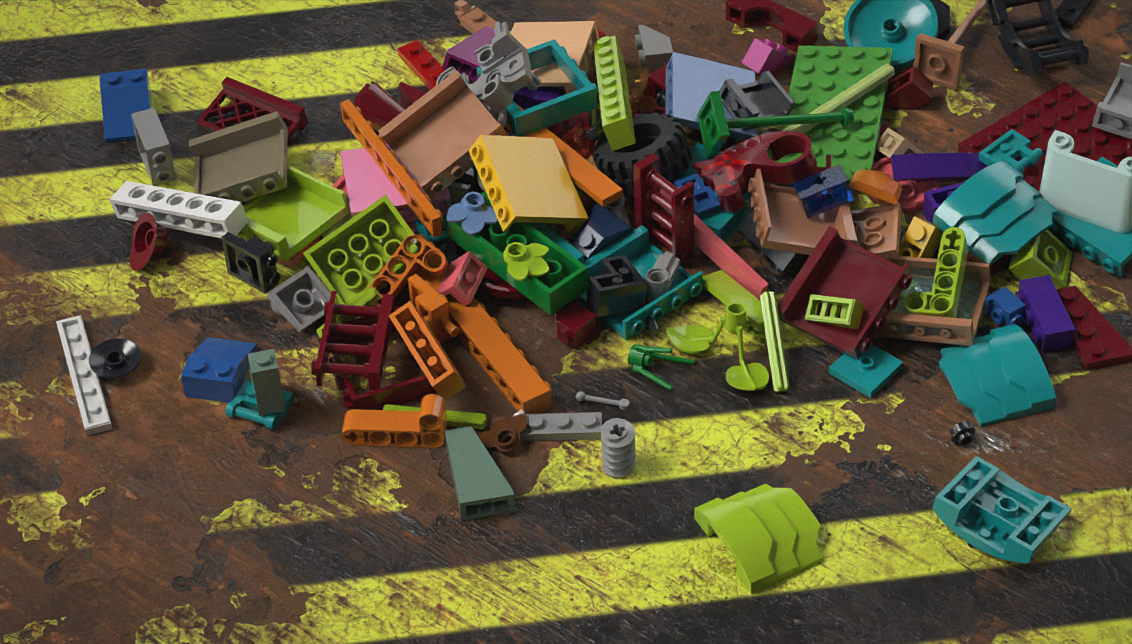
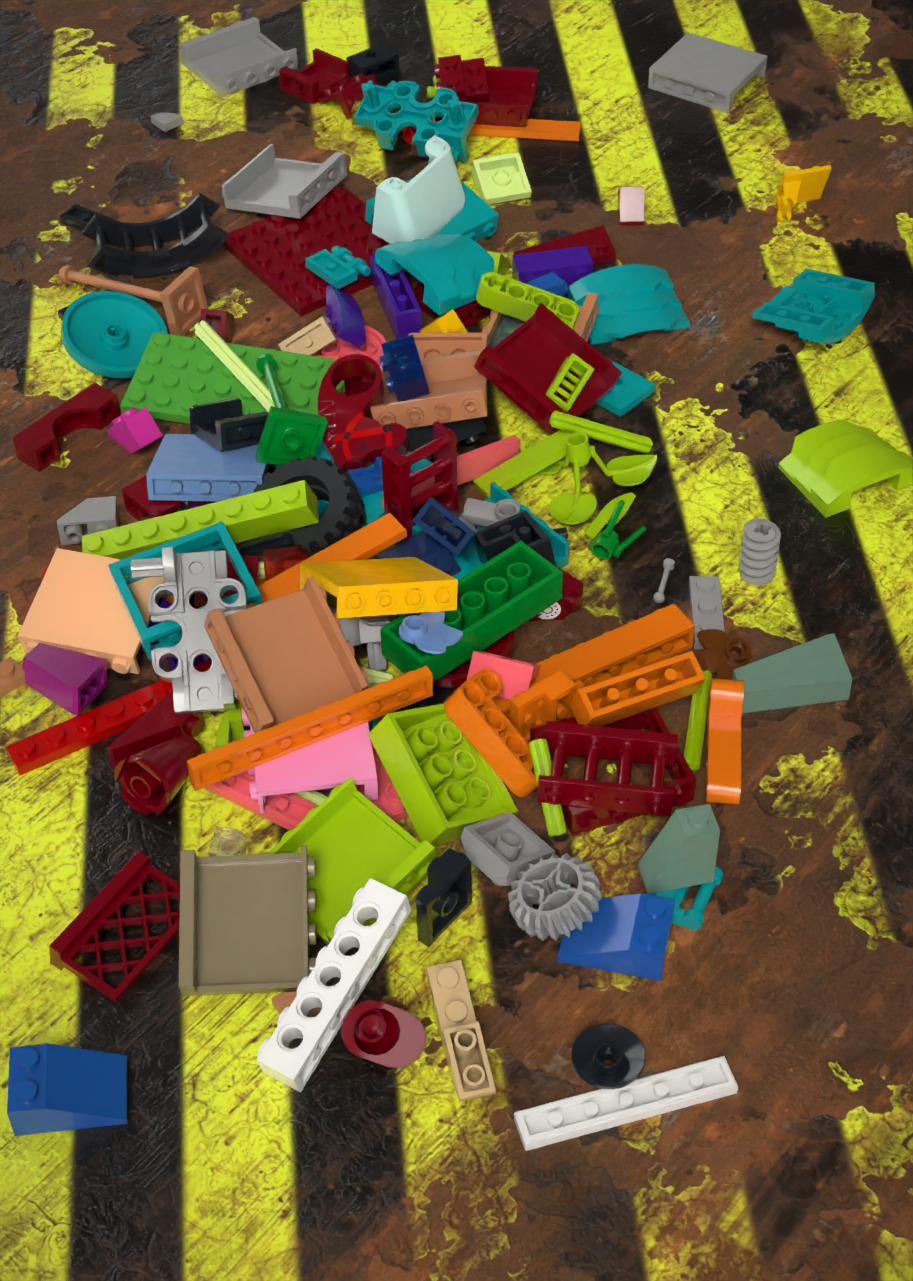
camera: 90 degrees left, 0 degrees up
(139, 287) = (460, 1031): none -> tan slope
(153, 146) = (190, 1045): light grey window -> none
(249, 324) = (560, 906): none -> light grey gear
(526, 260) = (515, 586): lime plate -> none
(625, 234) = (446, 525): none -> dark blue slope
(677, 359) = (605, 514): none -> lime slope
(876, 185) = (373, 348): orange tile -> none
(962, 433) = (708, 331): black plate -> none

